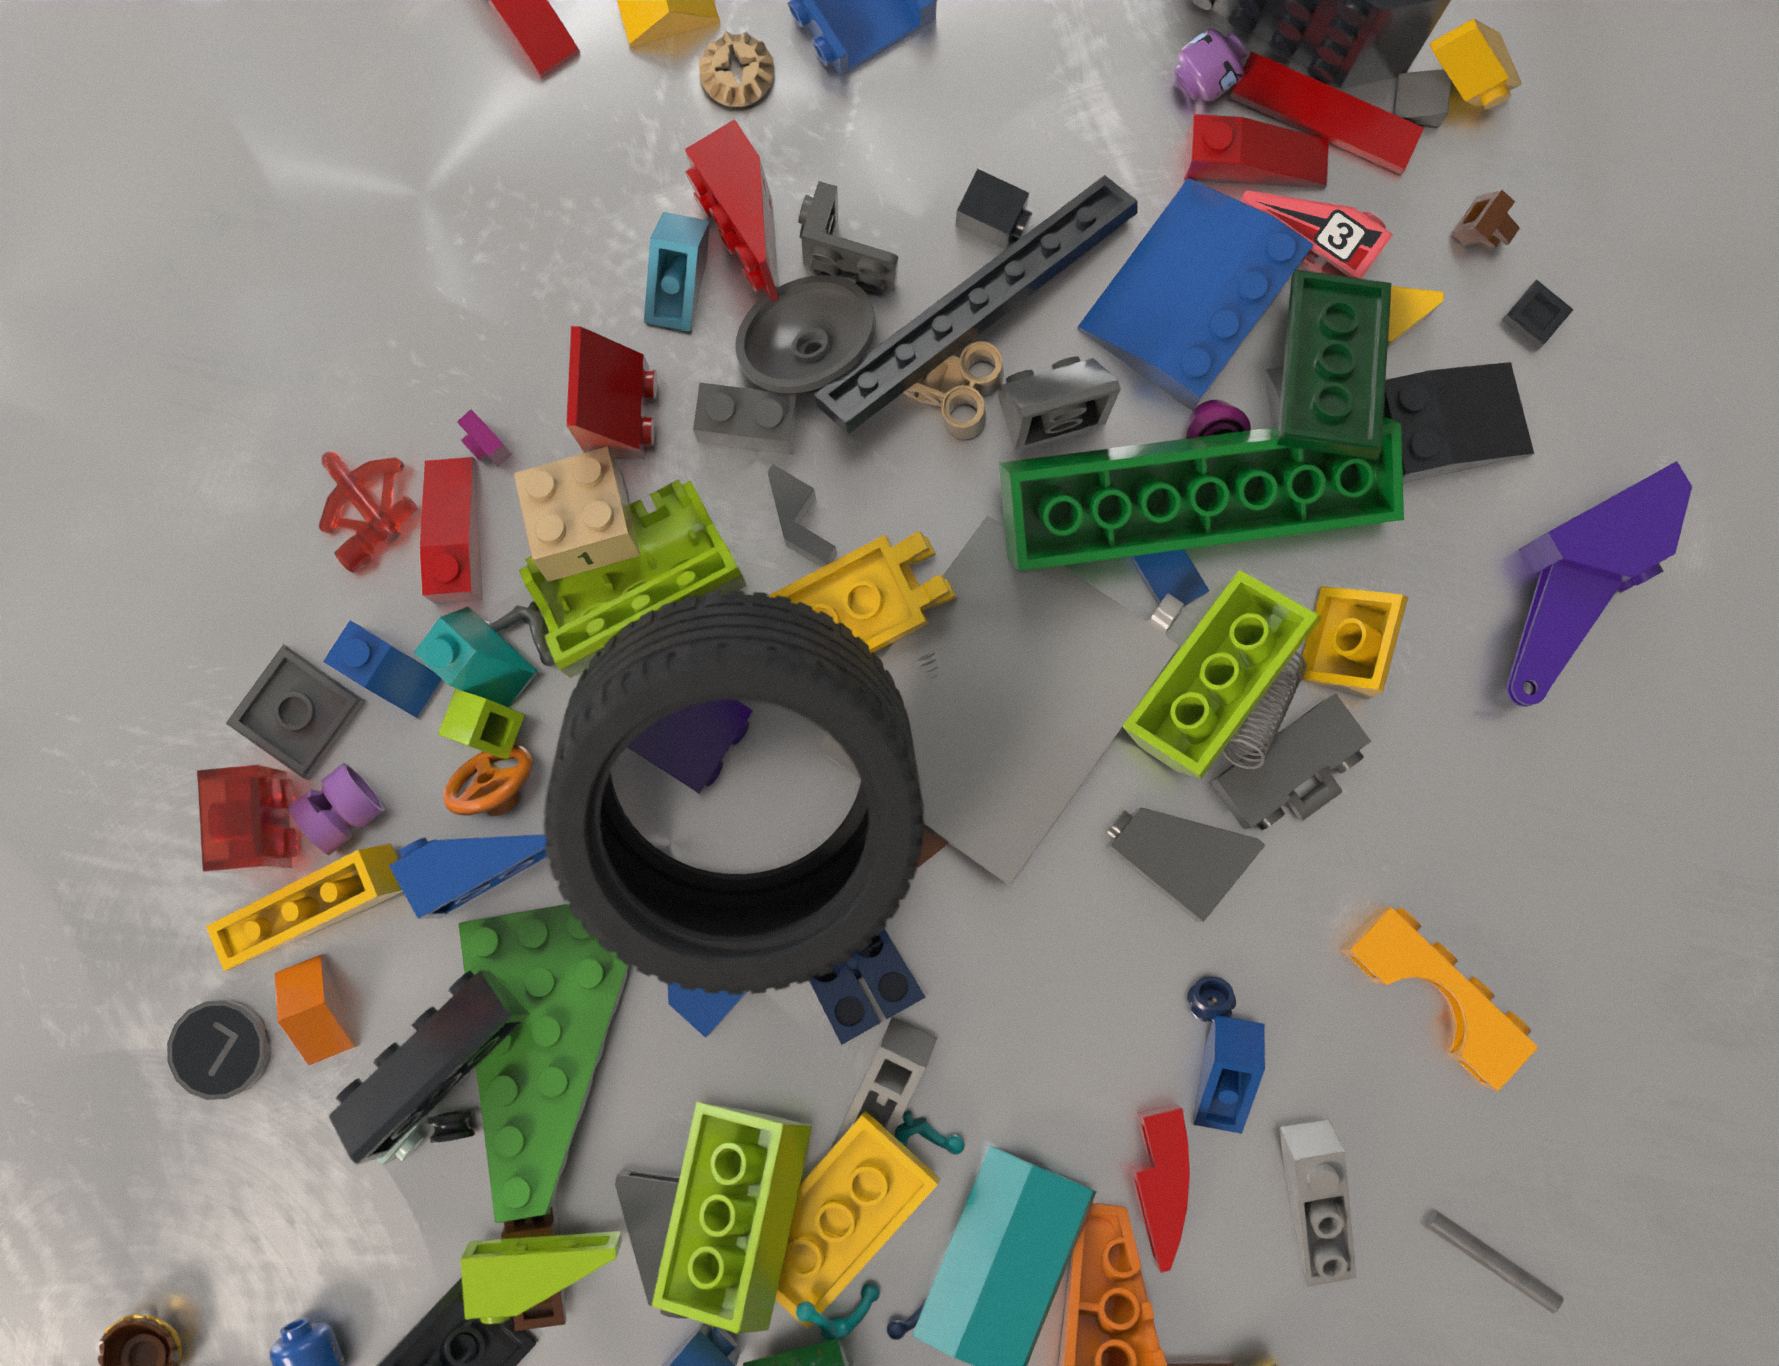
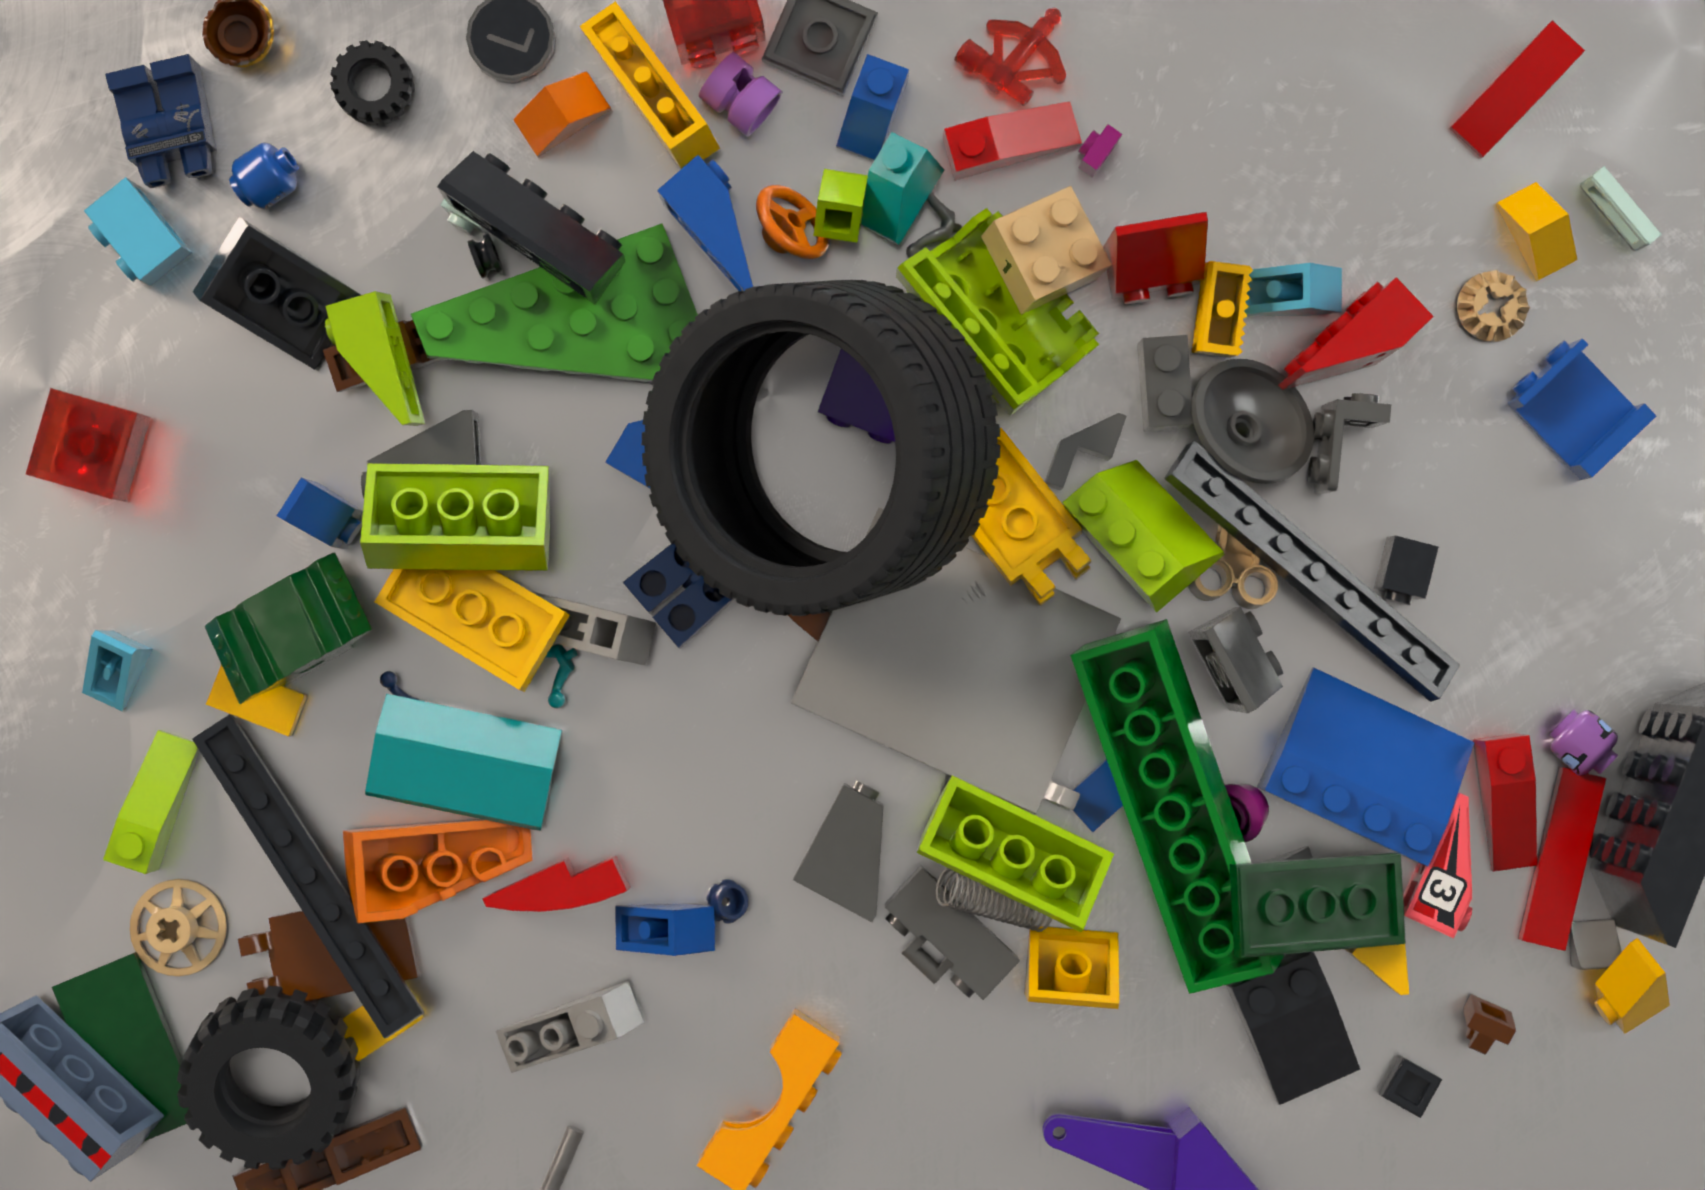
camera: 80 degrees right, 5 degrees up
(202, 1222) = (353, 63): none -> black tyre
(681, 342) = (1221, 309): none -> yellow brick
(839, 1327) = (381, 631): teal piece -> none
(900, 472) = (1142, 532): none -> lime slope

